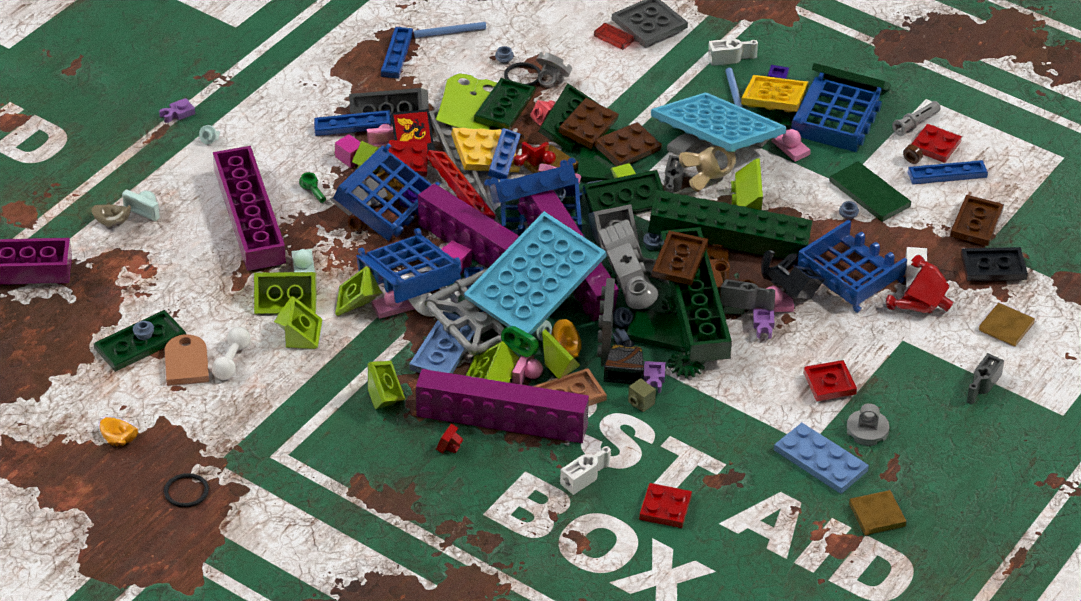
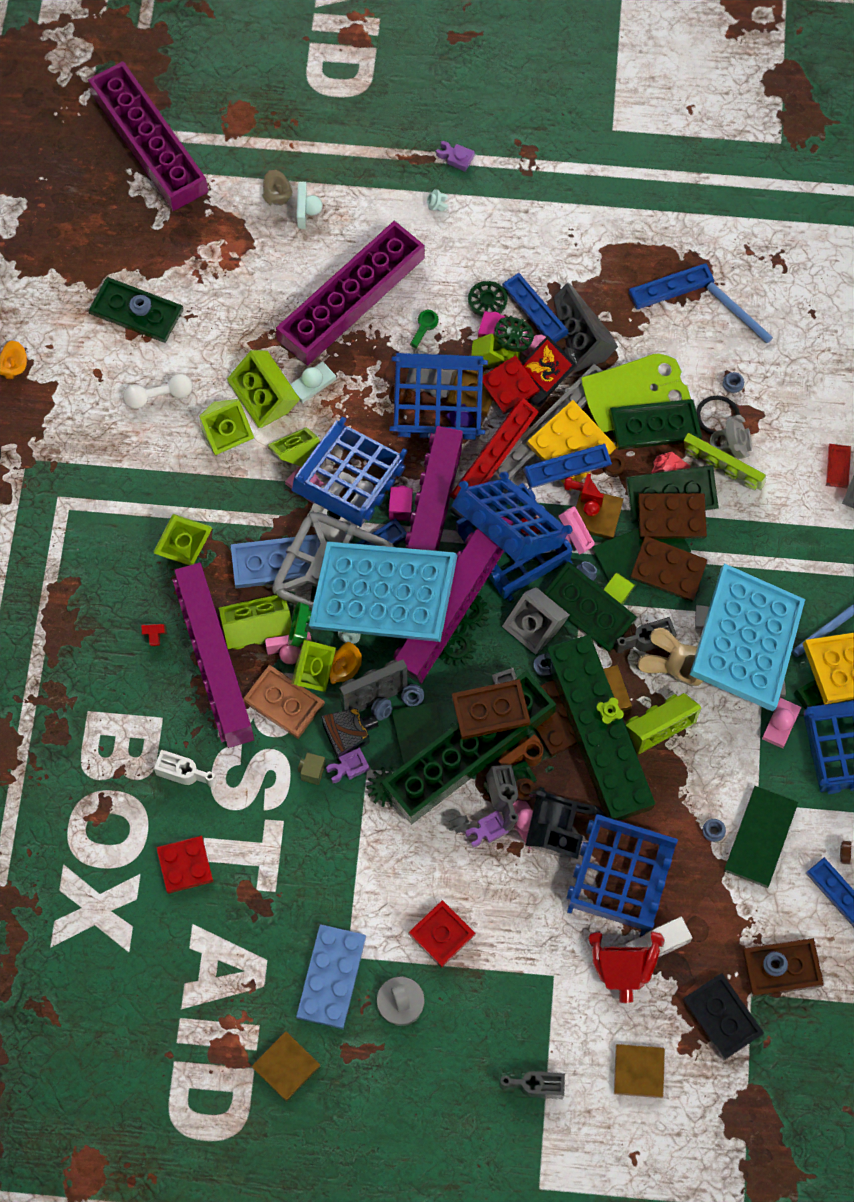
camera: 60 degrees right, 25 degrees up
(186, 363) = (131, 361): nougat tile -> none
(319, 145) = (487, 297): none -> dark green wheel
(370, 132) = (513, 334): none -> dark green wheel
(576, 74) = (734, 468): none -> lime plate
(628, 265) = (492, 646): light grey brick -> none
(727, 202) = (608, 717): none -> lime plate
(748, 333) = (459, 824): none -> dark grey plate
(974, 216) = (778, 957): none -> sand blue plate

